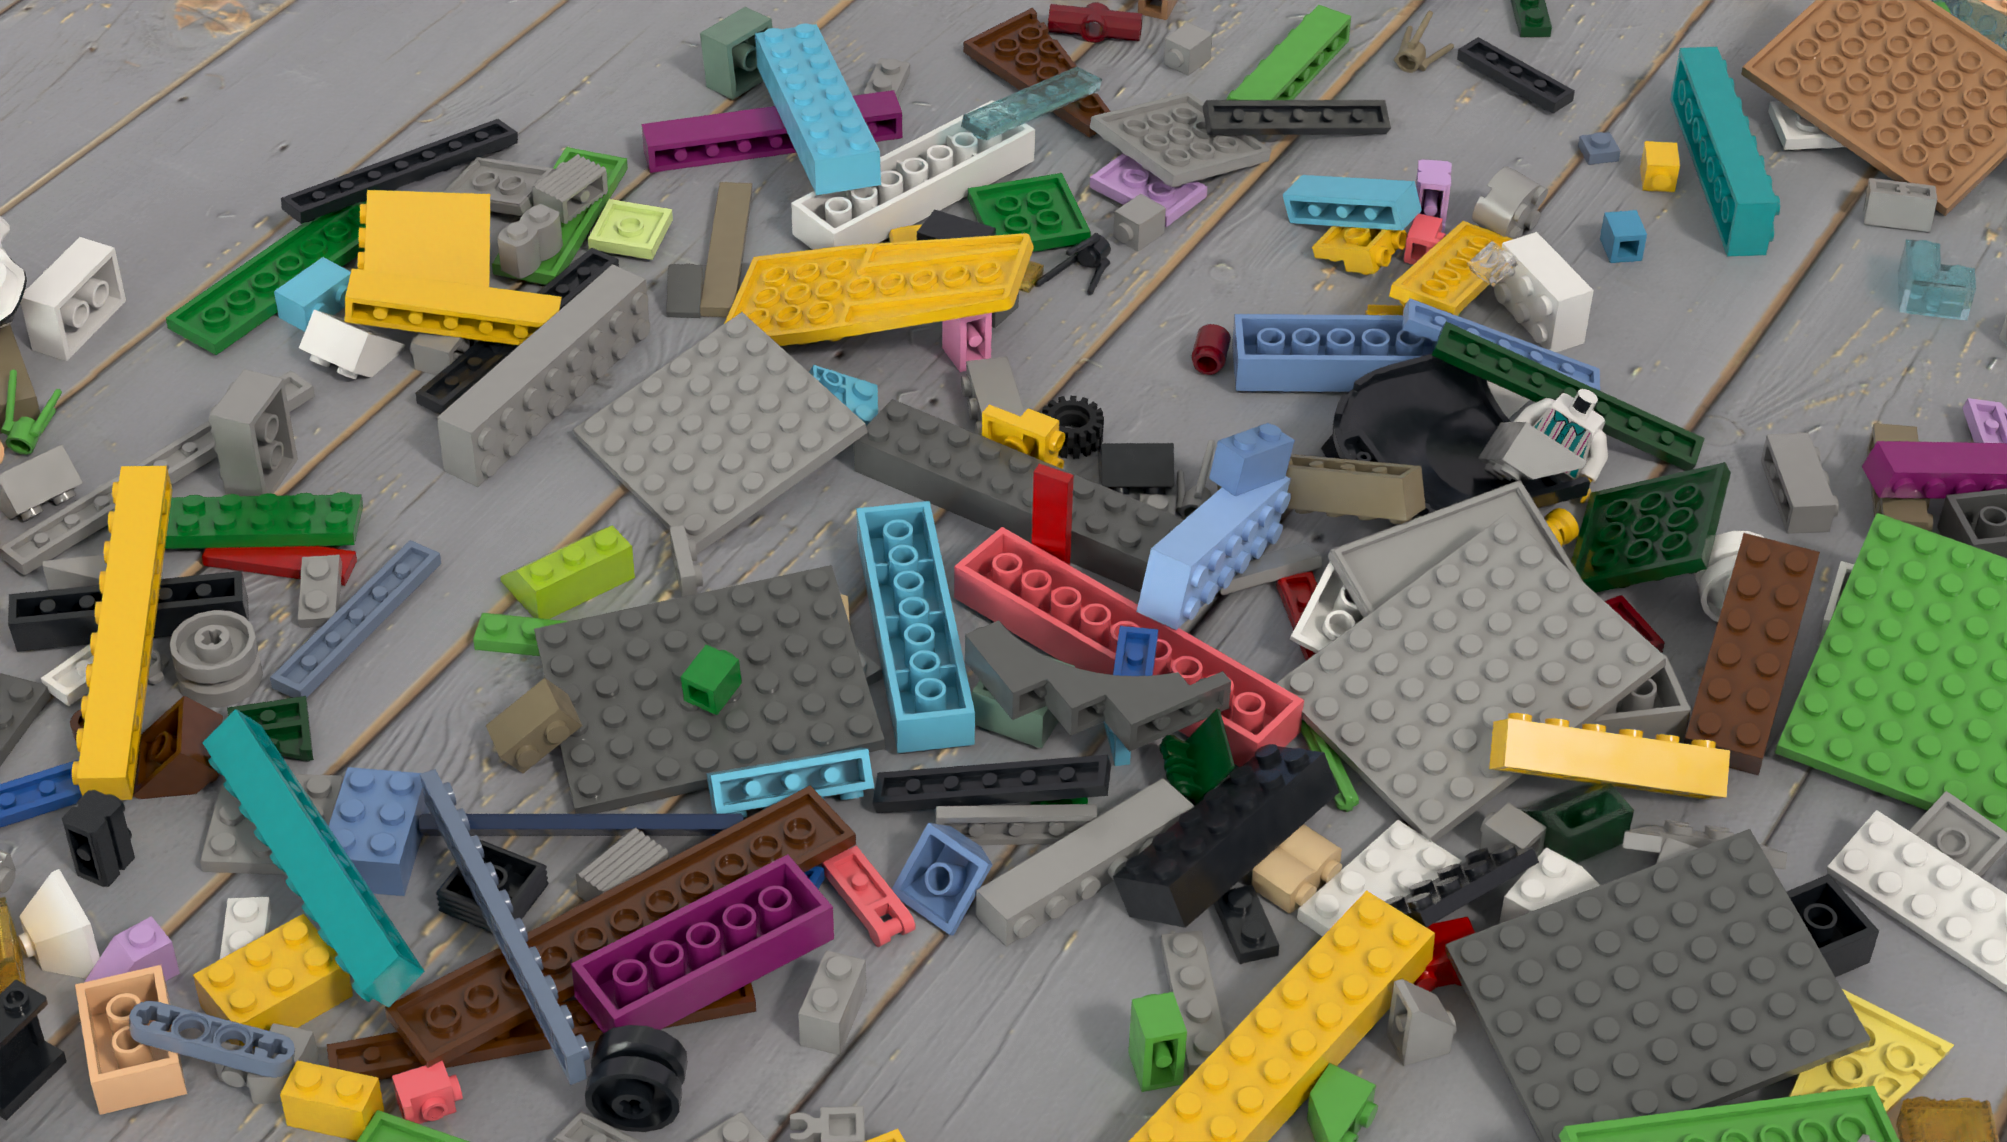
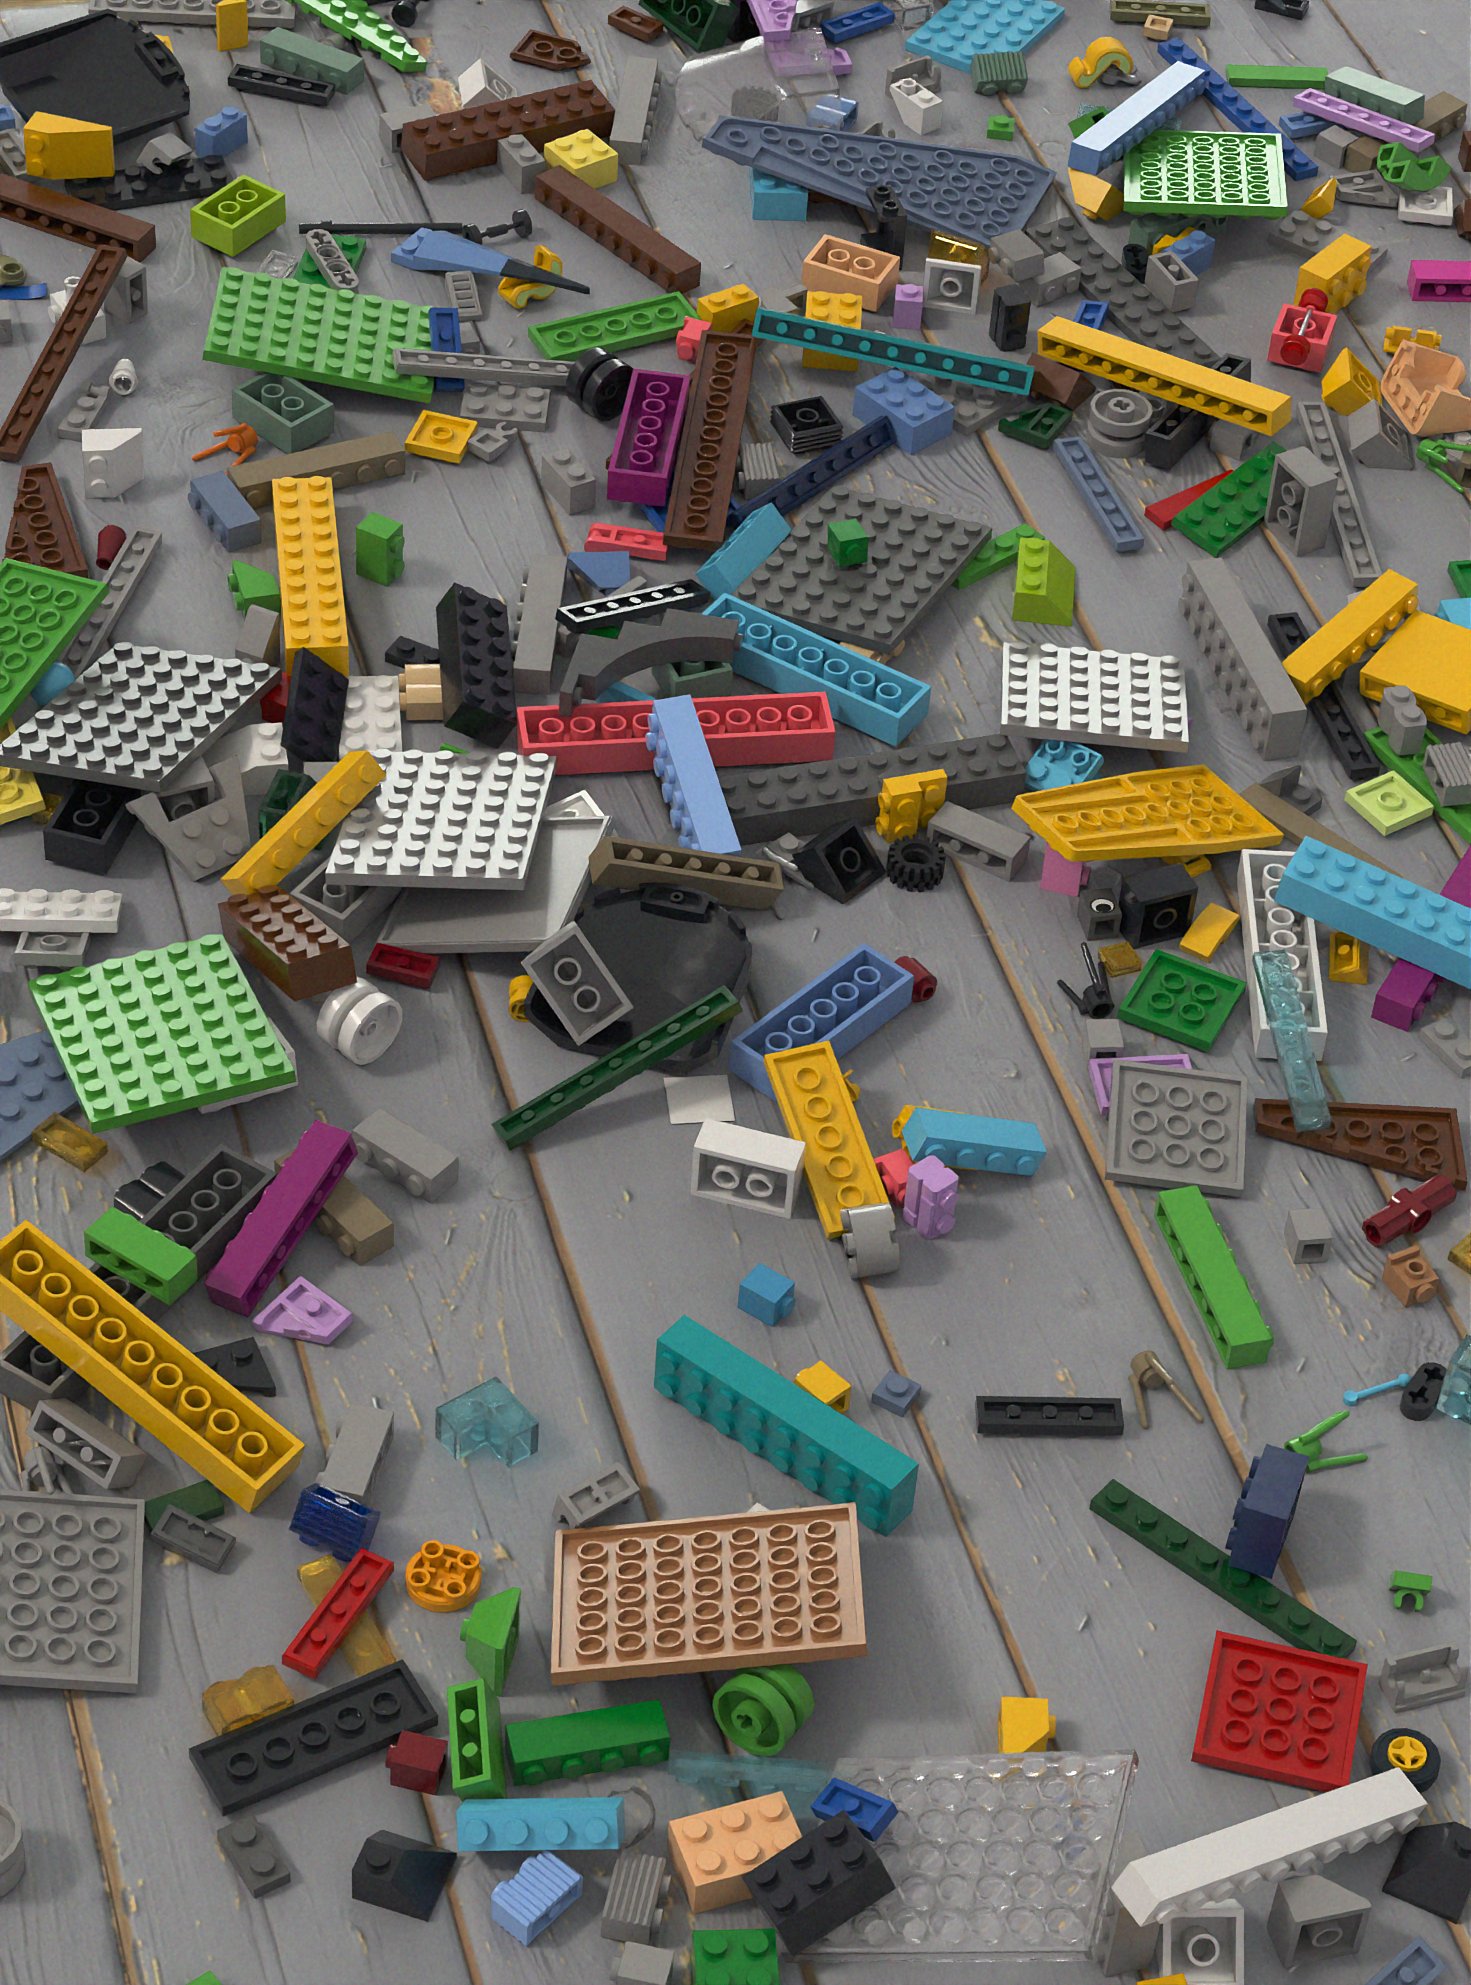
camera: 130 degrees right, 0 degrees up
(215, 1032) = (775, 286): sand blue beam -> none
(319, 590) = (1142, 491): light grey plate -> none
(509, 932) = (759, 380): sand blue plate -> none
(533, 725) = (906, 486): dark tan brick -> none
(683, 555) = (987, 625): light grey plate -> none
(1052, 511) = (793, 719): red tile -> none
(1135, 651) = (636, 689): blue plate -> none
(1195, 994) = (392, 604): light grey plate -> none
(1199, 761) = (538, 690): dark green hinge -> none
(1251, 459) = (725, 816): medium blue brick -> none
(1295, 117) = (1126, 1210): black plate -> none
(1427, 322) = (709, 1083): medium blue plate -> none
(1492, 263) = (793, 1124): clear plate -> none
(1574, 426) = (585, 1042): white torso -> none
(1650, 528) = (451, 1007): dark green plate -> none

